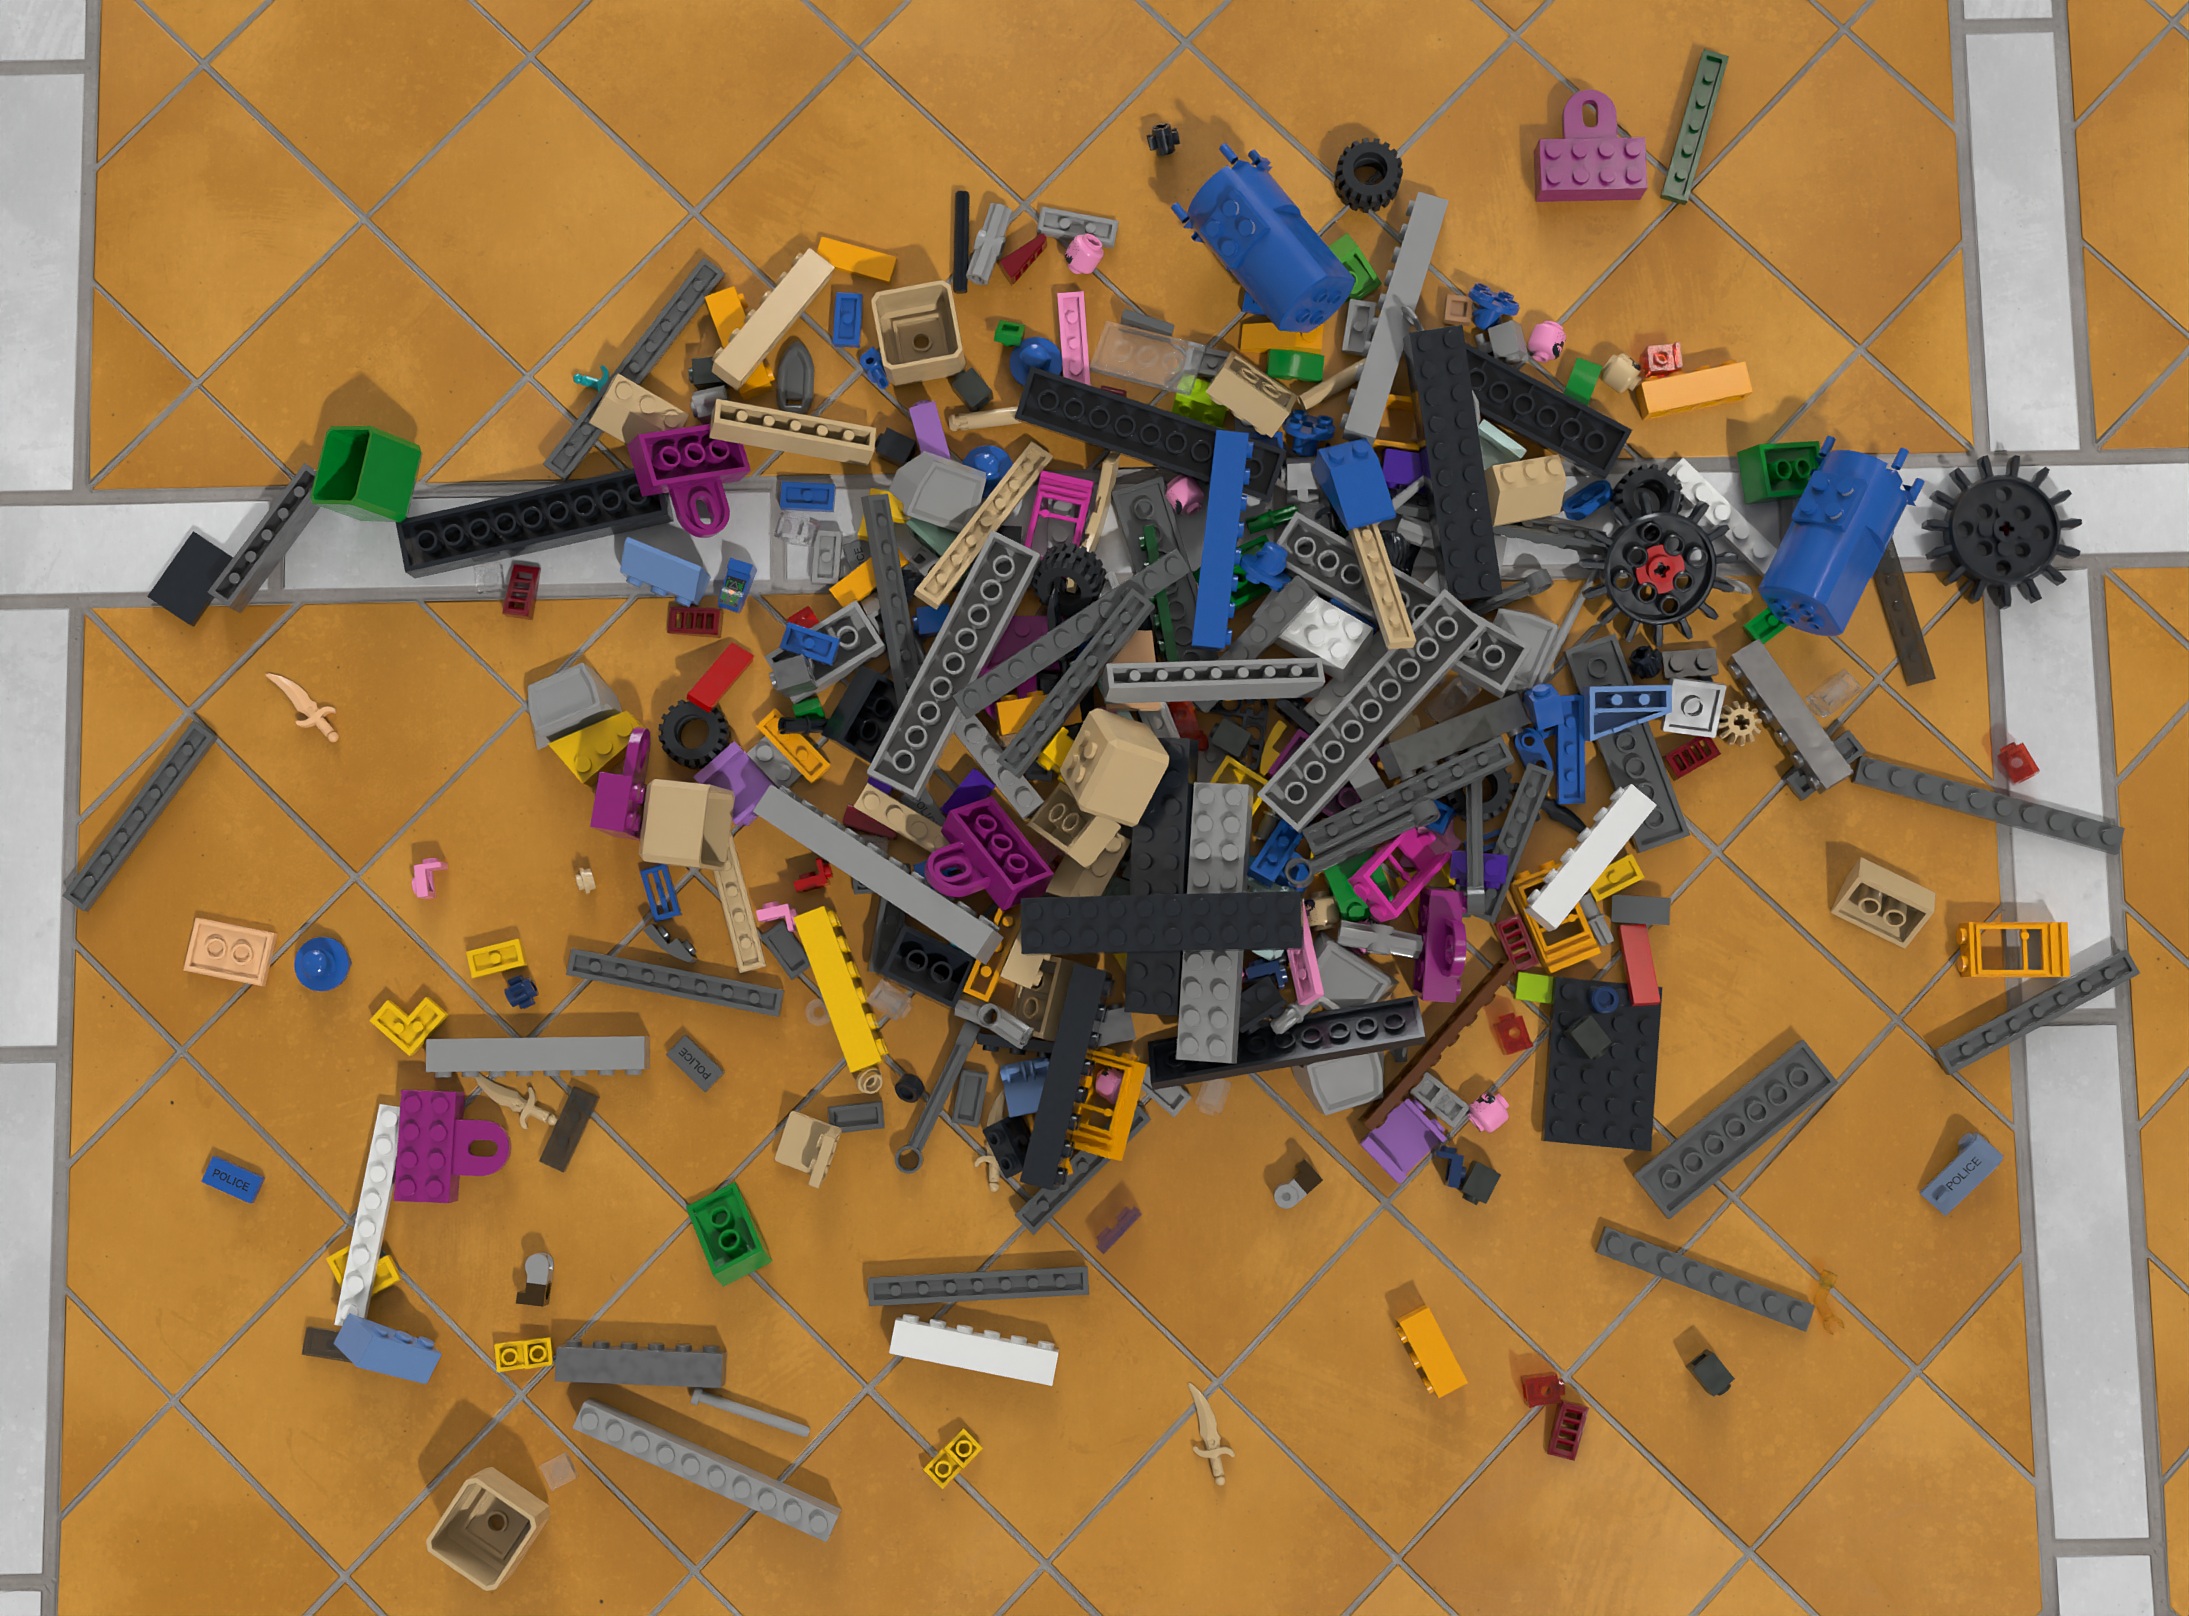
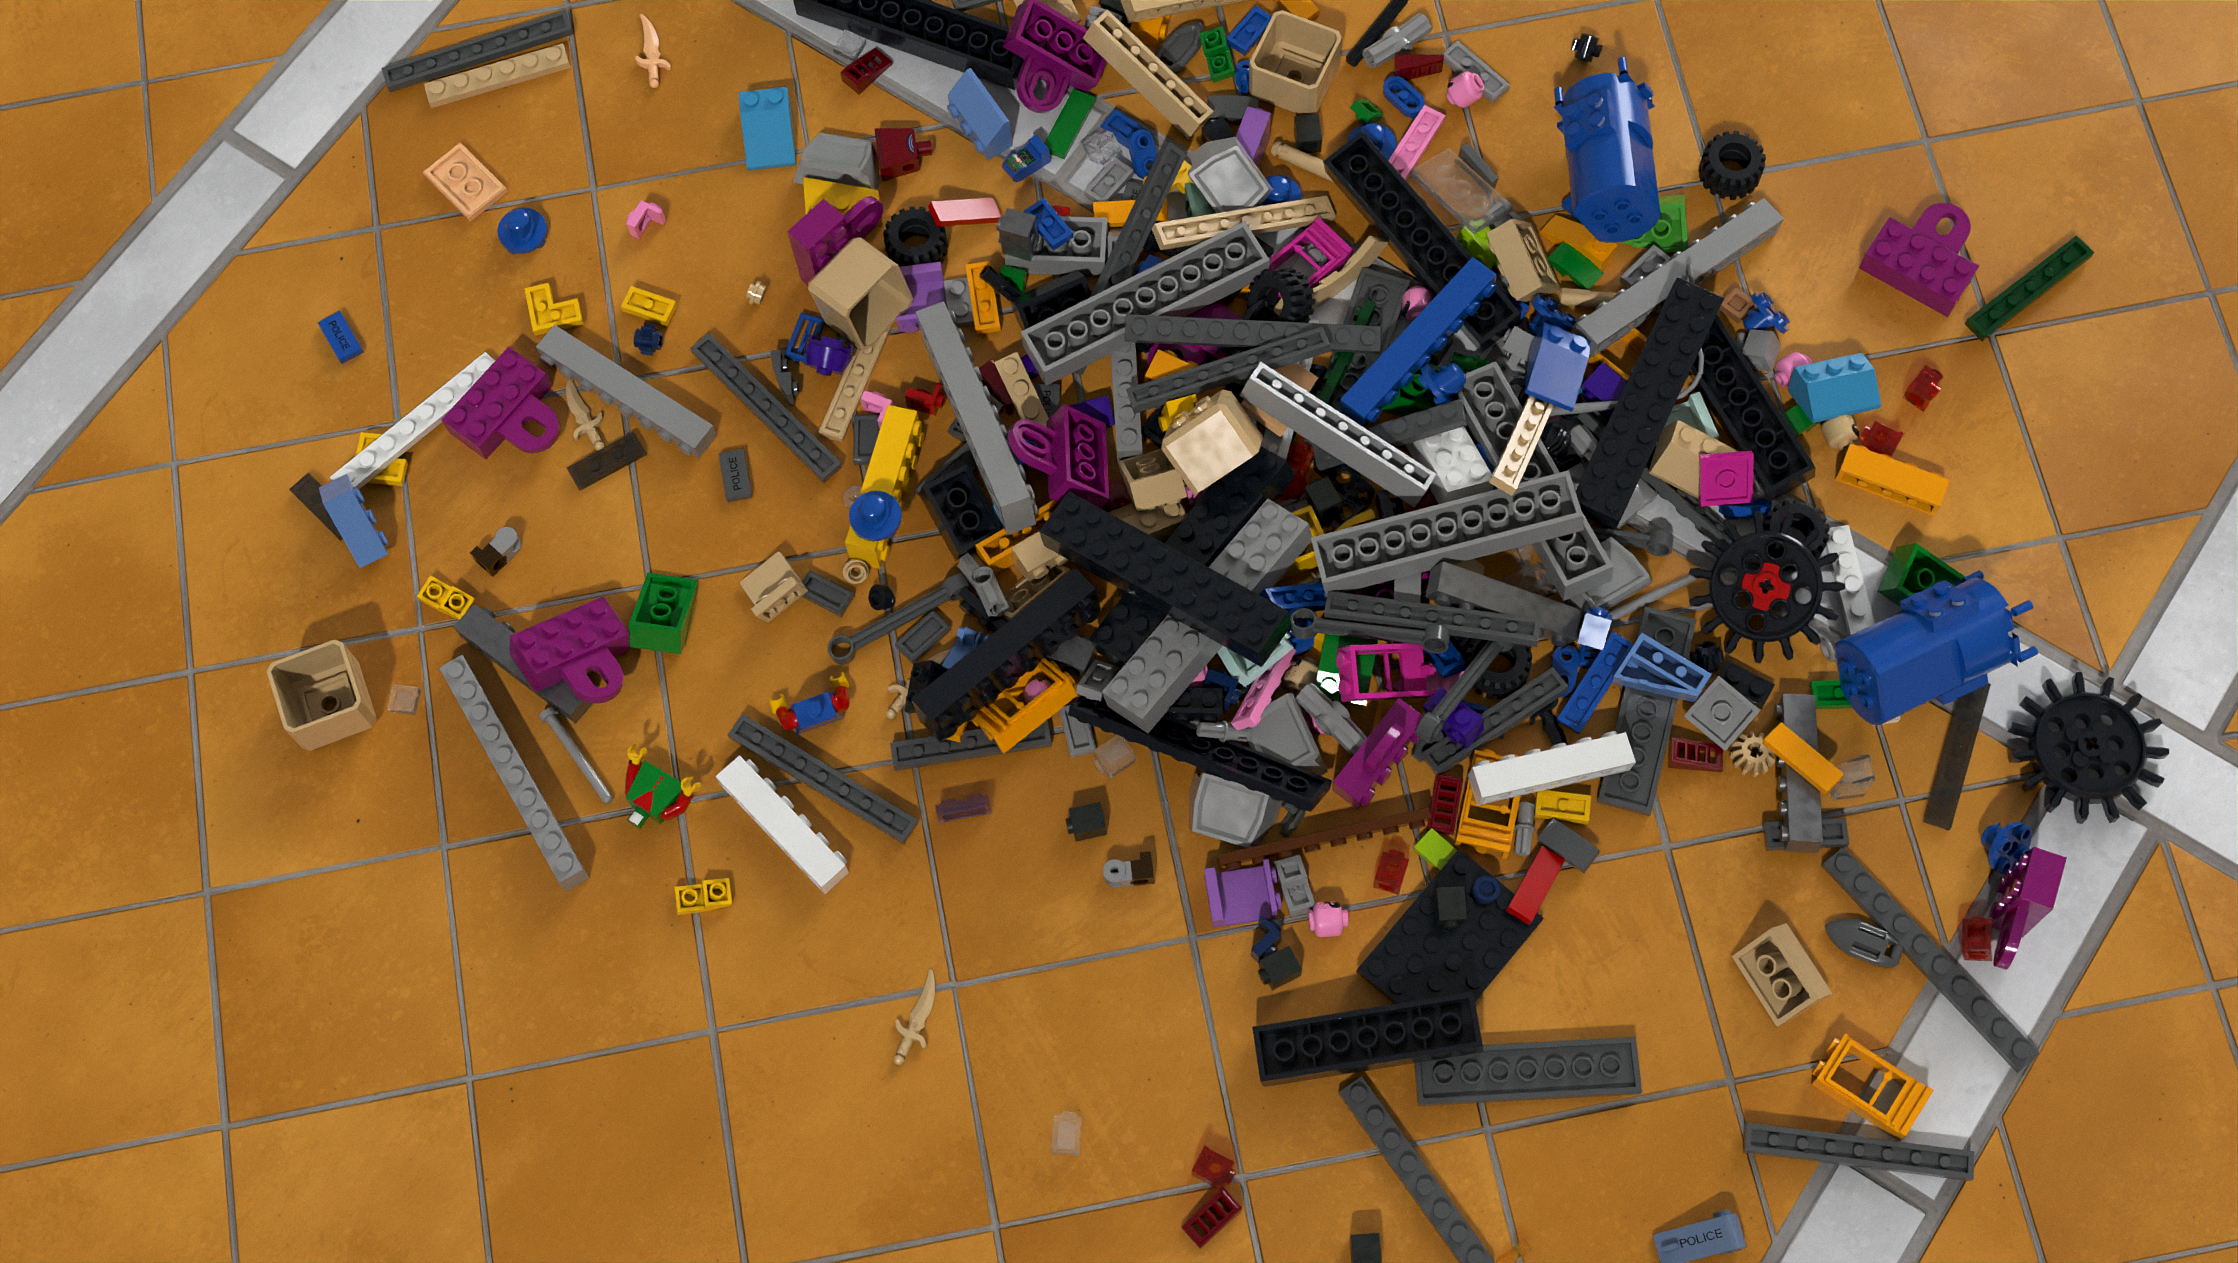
camera: 35 degrees right, 15 degrees down
(177, 827) = (497, 75): none -> tan plate
(475, 713) = (767, 128): none -> dark azure slope
(614, 655) = (899, 151): none -> dark red torso
(680, 1329) = (572, 647): none -> magenta brick
(697, 898) = (828, 355): none -> dark purple cone
(716, 625) = (985, 182): dark red slope -> none
(748, 522) = (1069, 123): none -> green tile
(835, 364) = (1217, 54): none -> green slope
(840, 512) = (1141, 154): none -> blue plate
(844, 1400) = (654, 791): none -> torso
(861, 1031) = (875, 516): none -> blue plate
(887, 409) = (1231, 107): none -> dark grey slope
(890, 1000) = (915, 519): clear slope -> none
(931, 1233) = (815, 710): none -> torso
(1033, 294) = (1405, 97): none -> blue plate
(1152, 1038) = (1096, 679): none -> light grey plate
(1230, 1168) = (1086, 822): none -> pearl dark grey brick
(1404, 1445) = (1066, 1134): none -> clear brick
(1430, 1351) = (1143, 1074): light orange brick -> none
(1562, 489) = (1726, 478): none -> dark pink plate
(1597, 338) = (1835, 387): none -> dark azure slope
(1597, 1198) = (1367, 1039): none -> black brick
(1666, 284) = (1924, 388): none -> clear red brick
(1790, 706) = (1803, 758): none -> light orange tile
(1928, 826) = (1864, 942): none -> dark grey piece
(1991, 666) = (2006, 844): none -> blue plate
(2043, 711) = (2024, 900): none -> magenta brick

